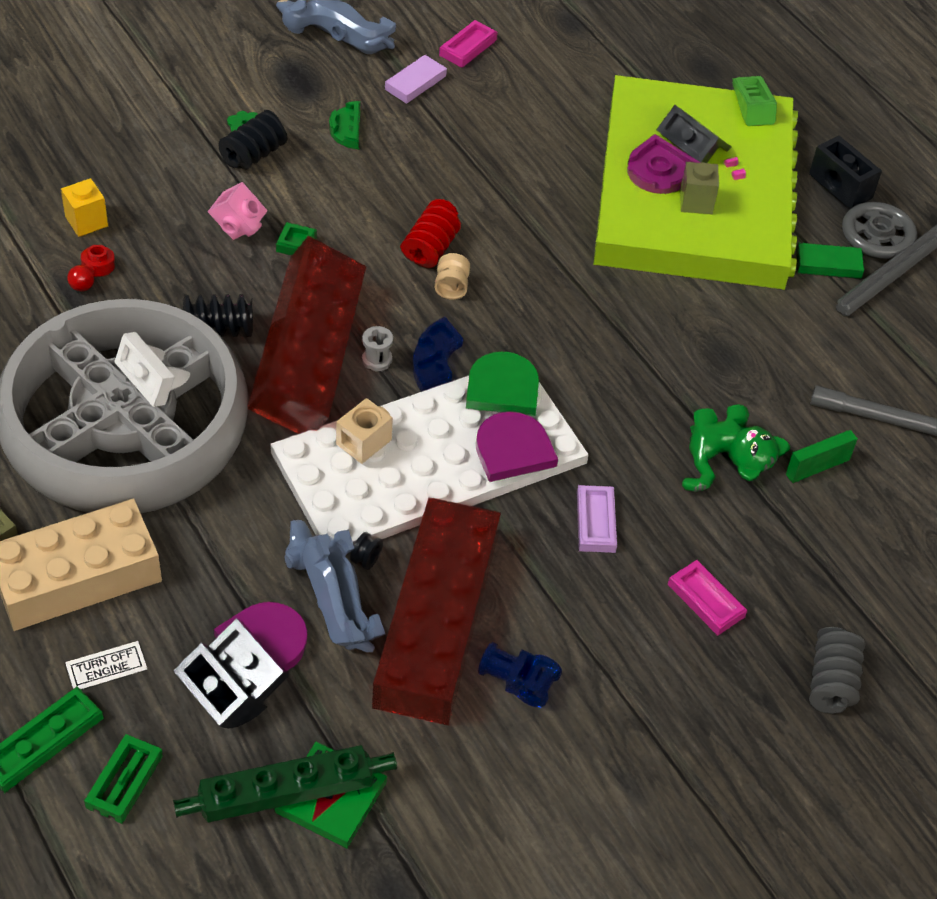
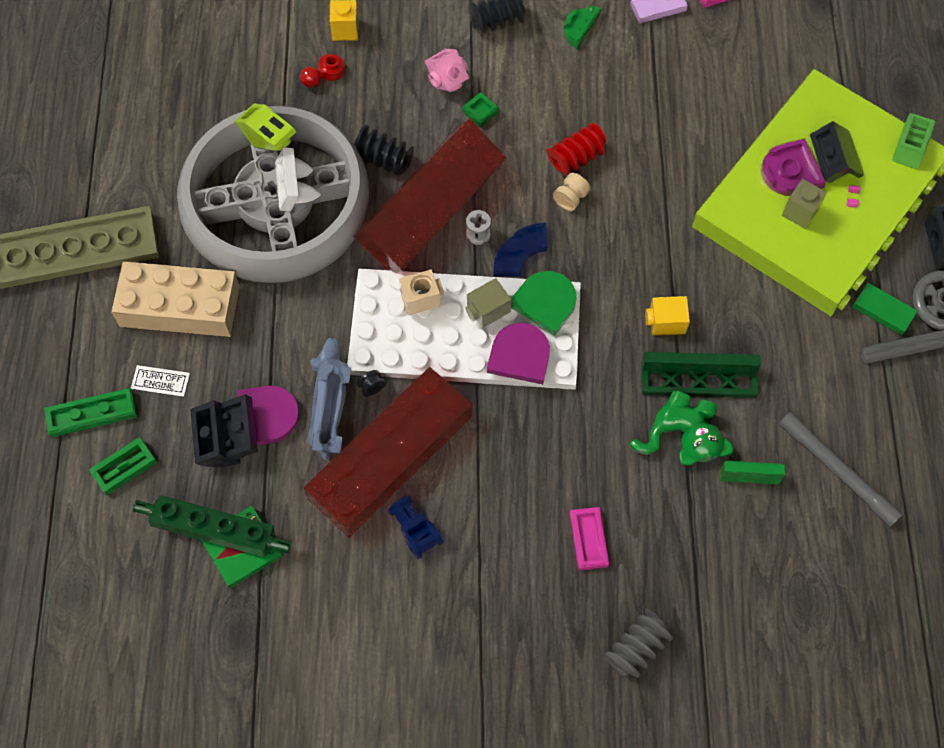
camera: 35 degrees right, 15 degrees up
(87, 324) = (265, 128): none -> lime slope
(447, 409) = (488, 303): none -> olive brick
(596, 519) = (550, 437): lavender tile -> none
(635, 349) = (668, 315): none -> yellow brick
(697, 383) = (700, 364): none -> dark green fence

